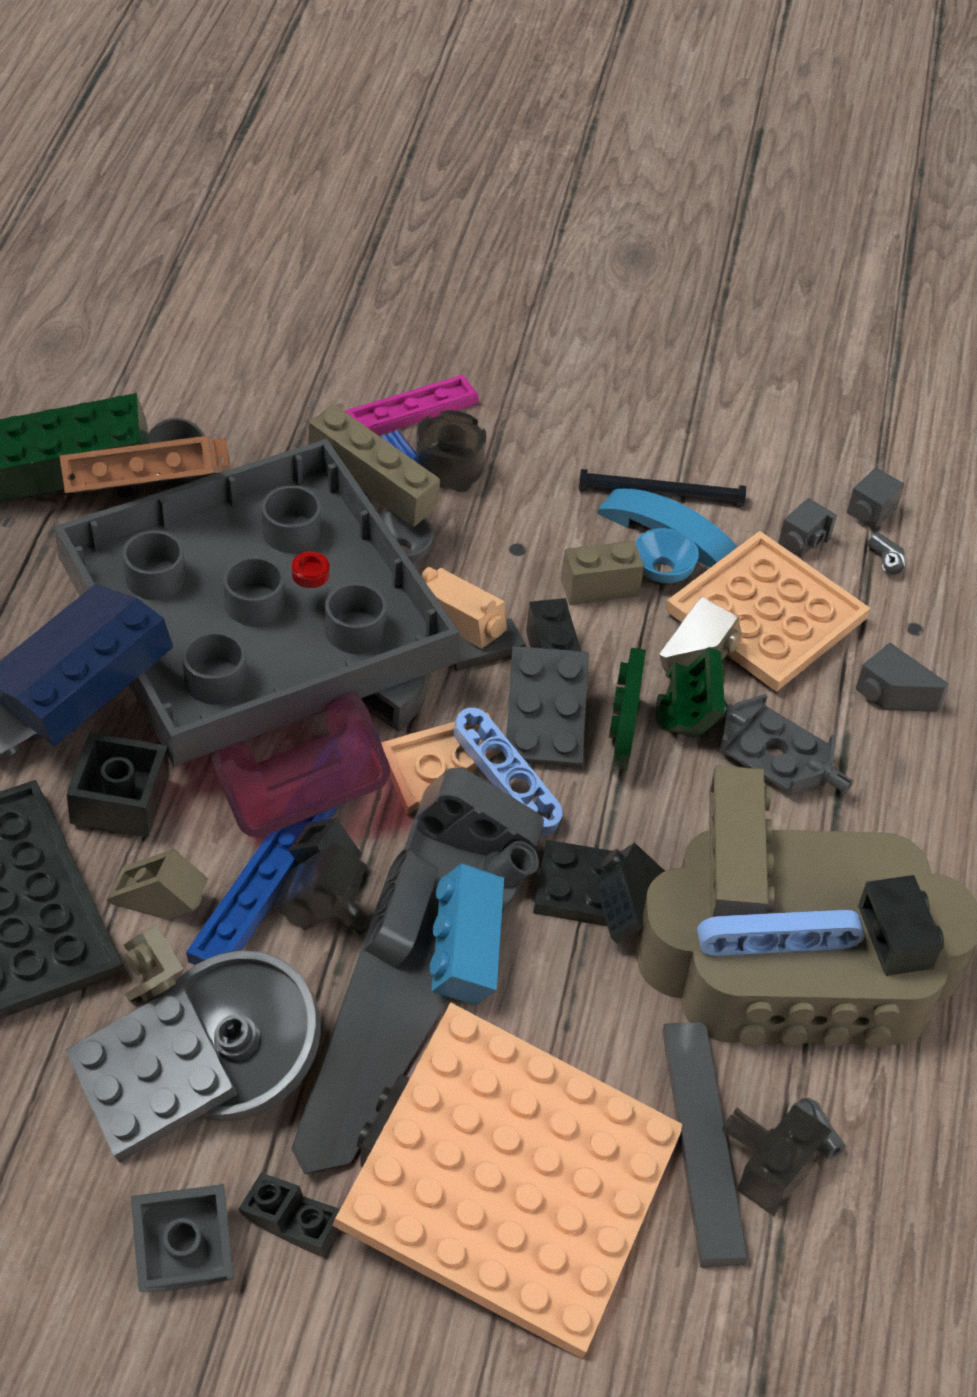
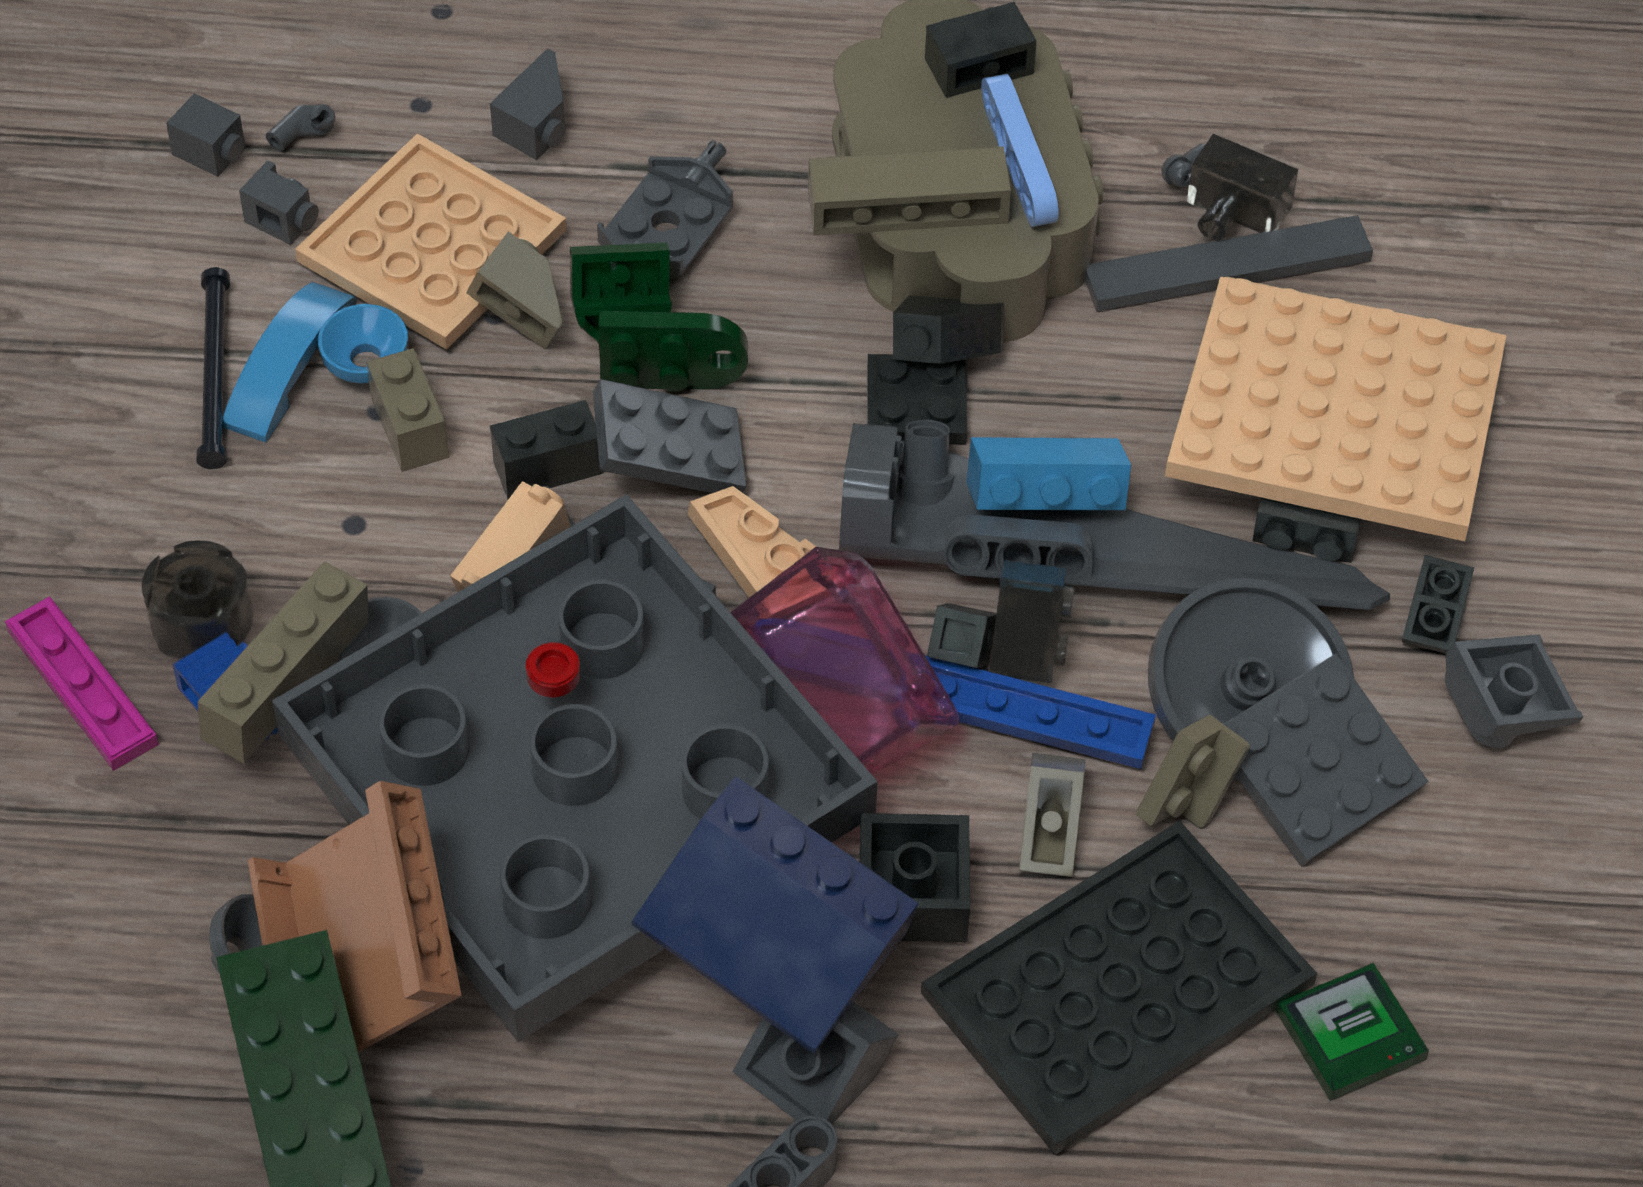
camera: 95 degrees left, 5 degrees up
(512, 768) = (772, 467): light blue beam -> none

